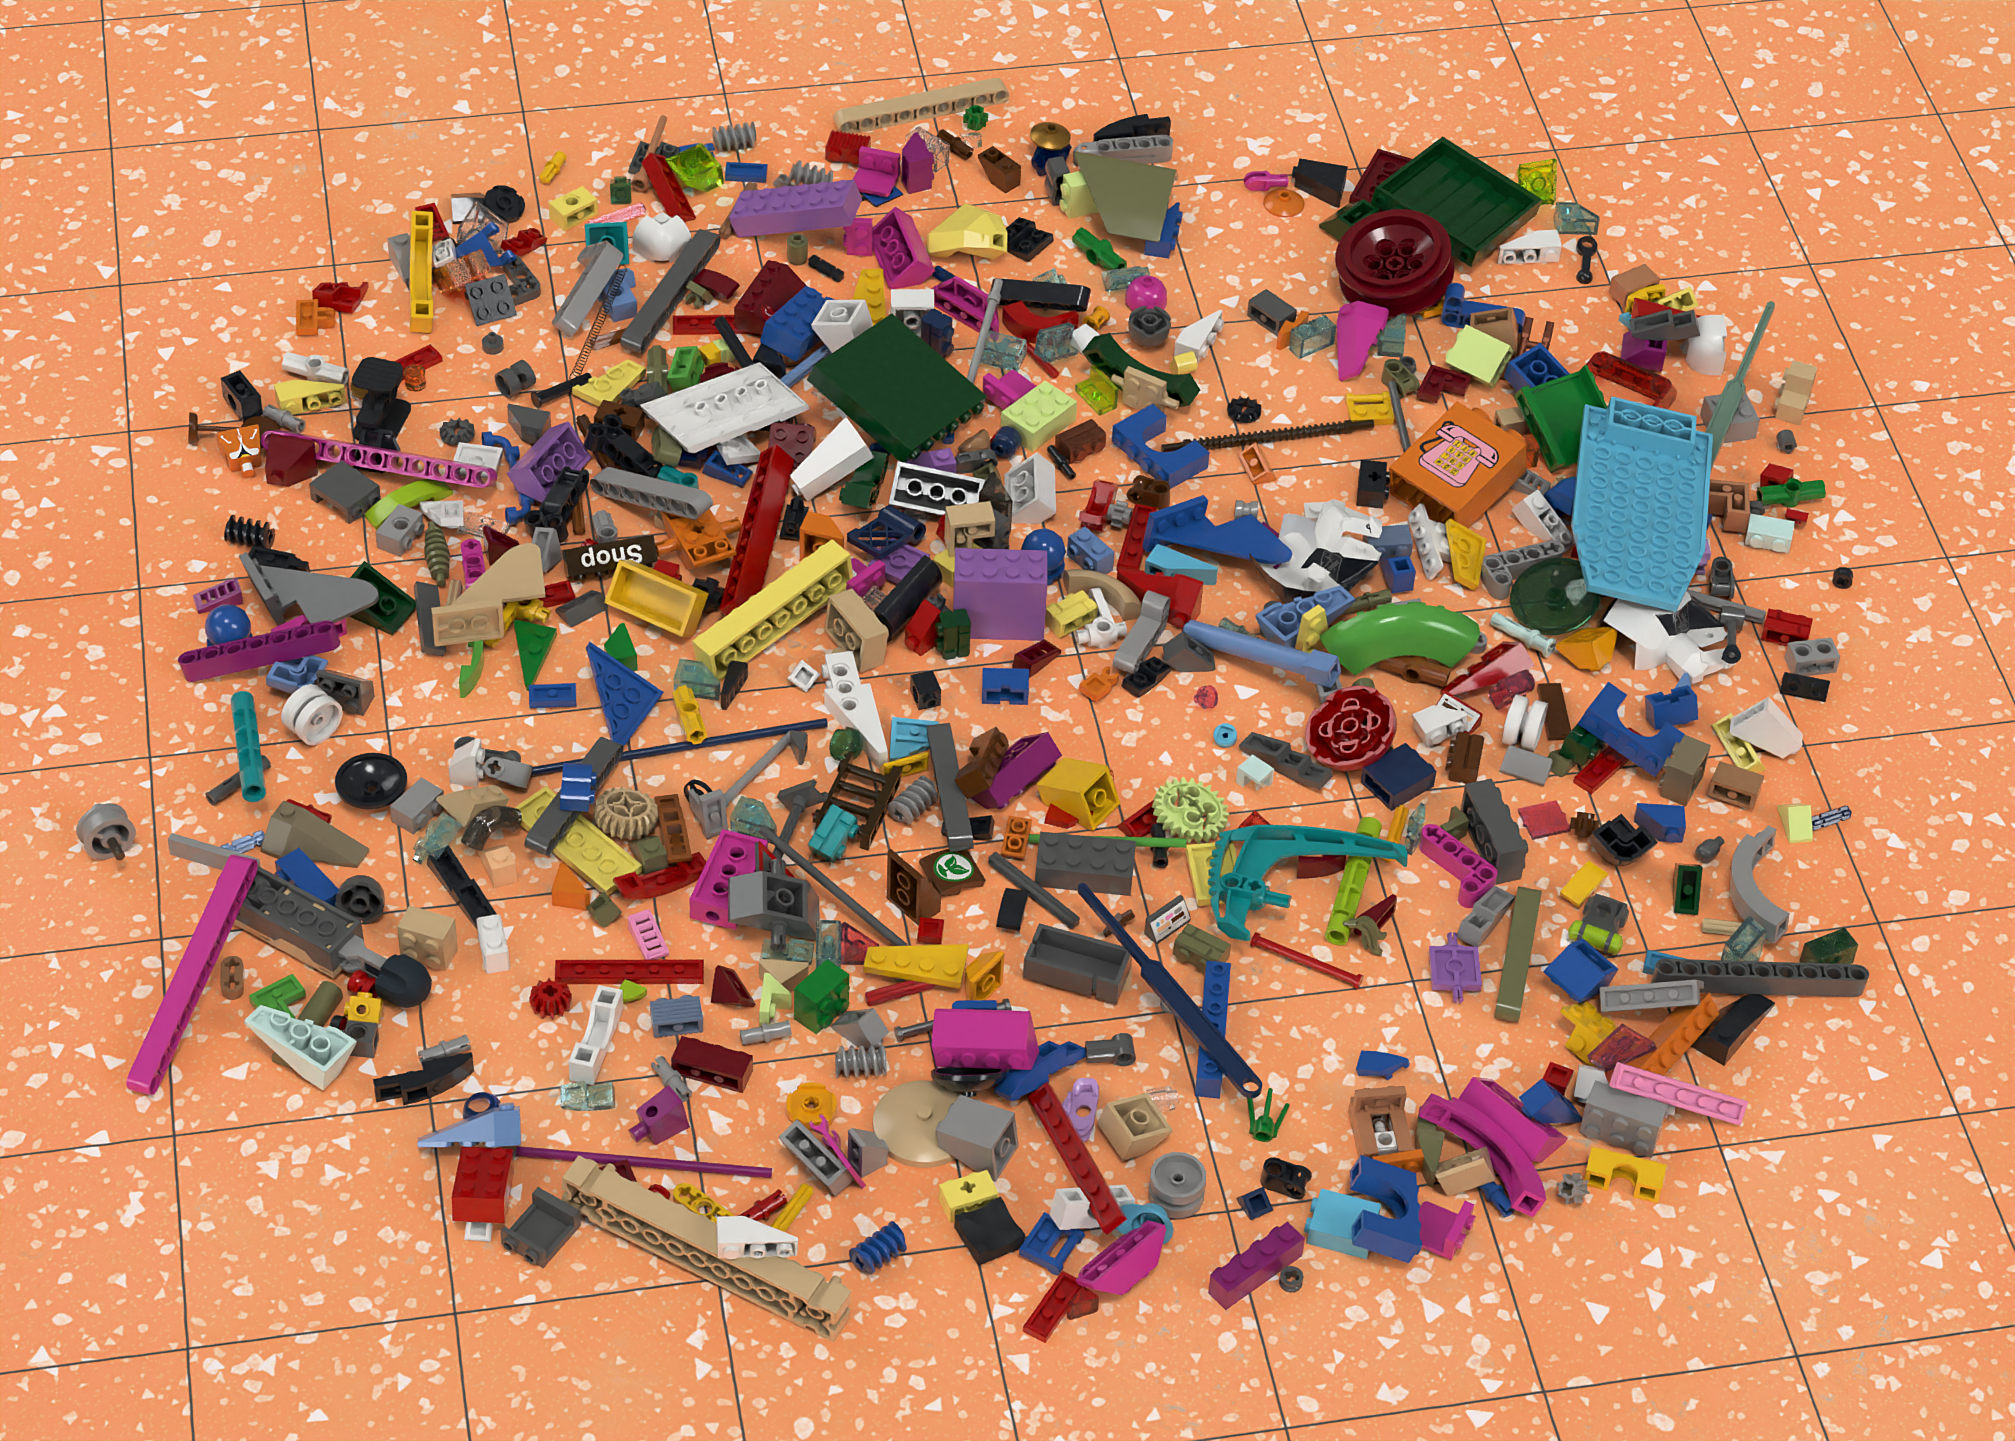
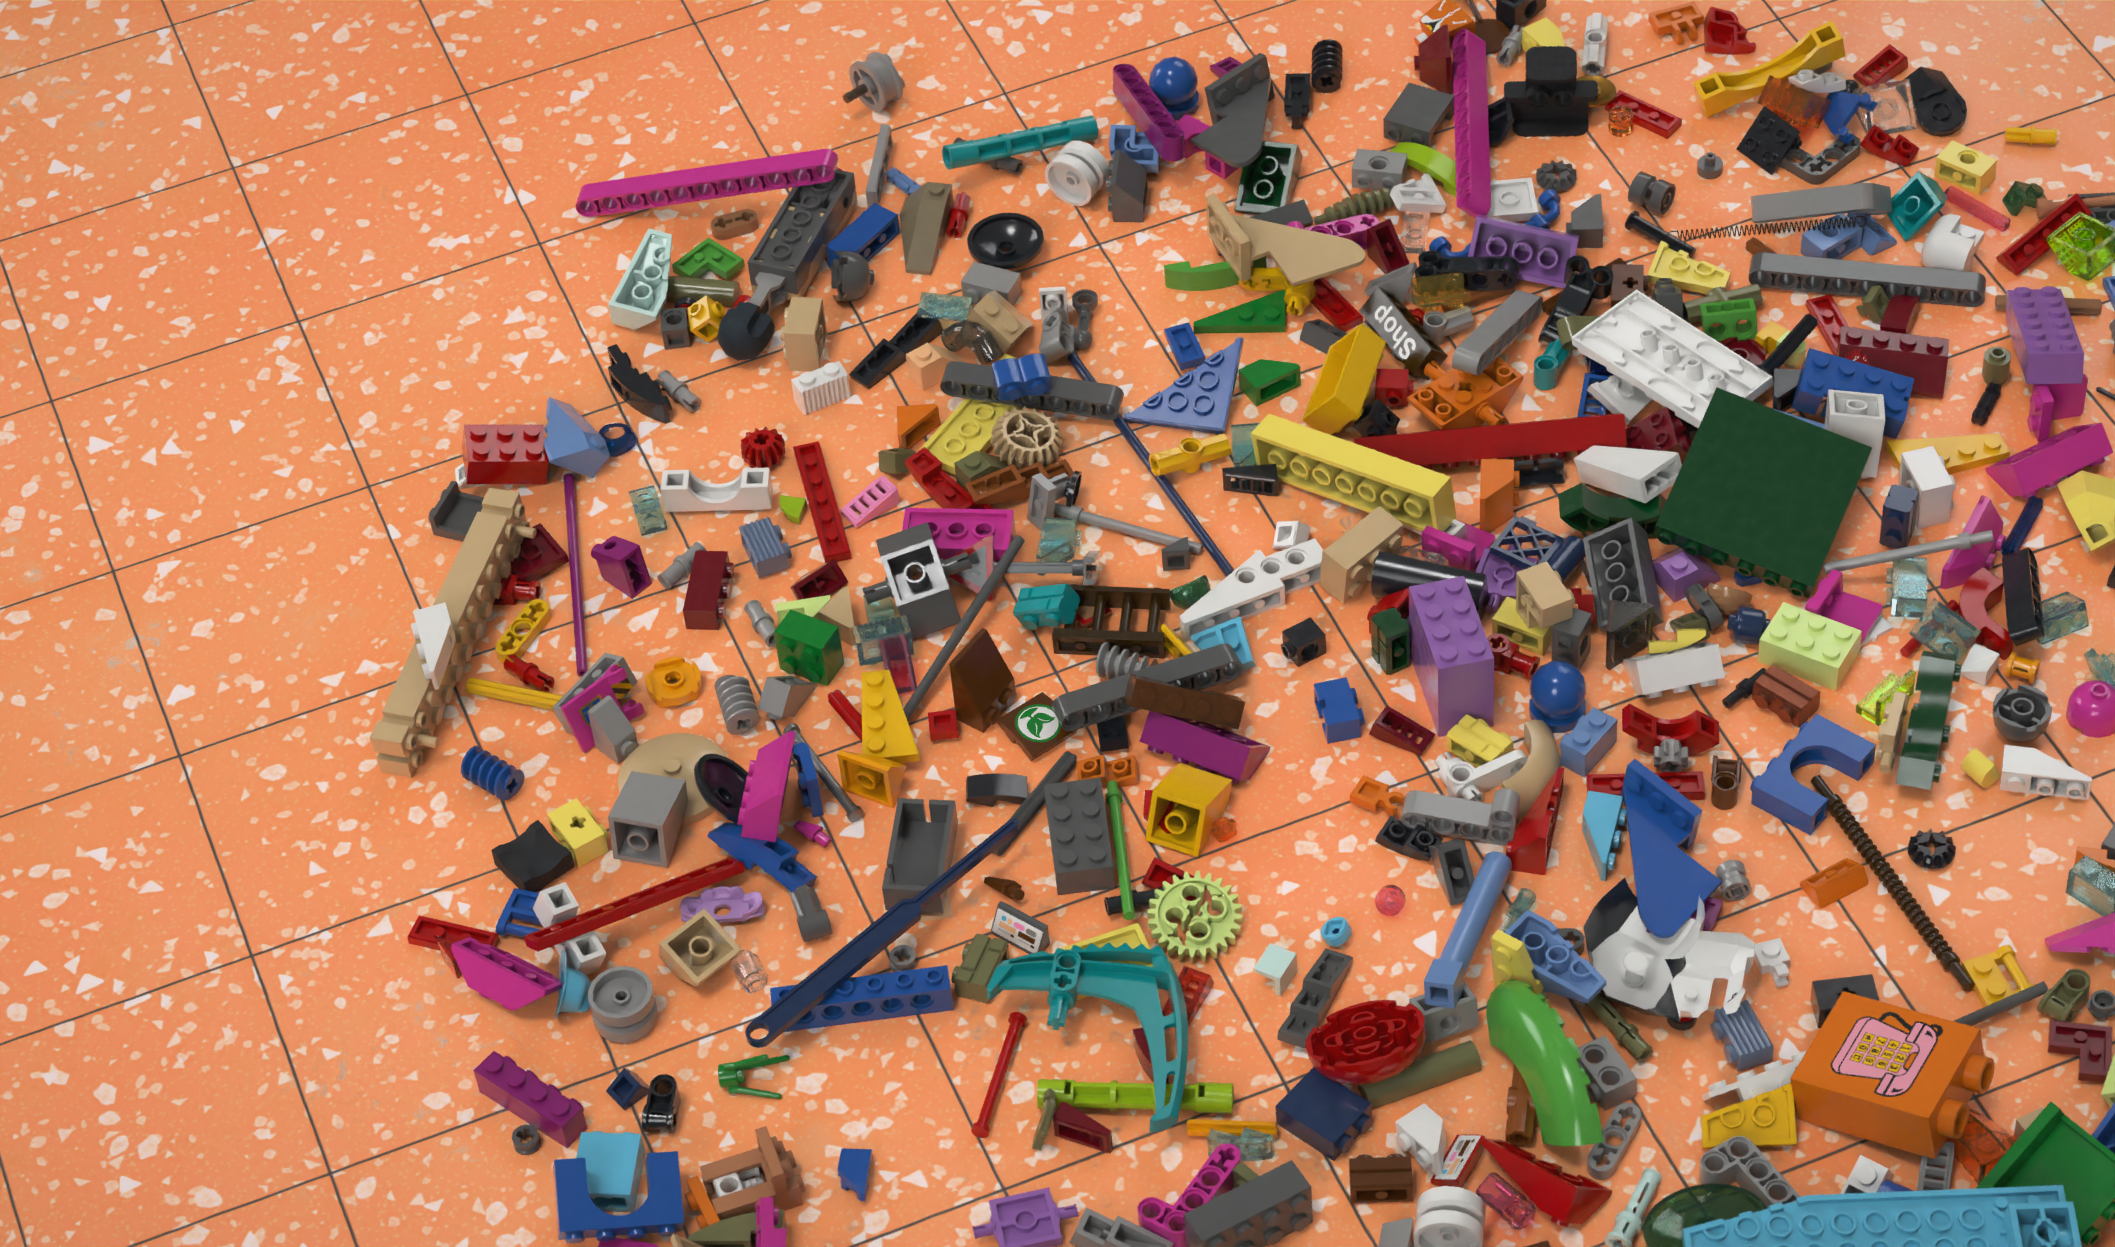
camera: 85 degrees right, 0 degrees up
(581, 521) = (1439, 290): none -> clear yellow bracket
(1010, 477) = (1684, 638): none -> light yellow slope
(1398, 573) = (1686, 1052): blue slope -> none

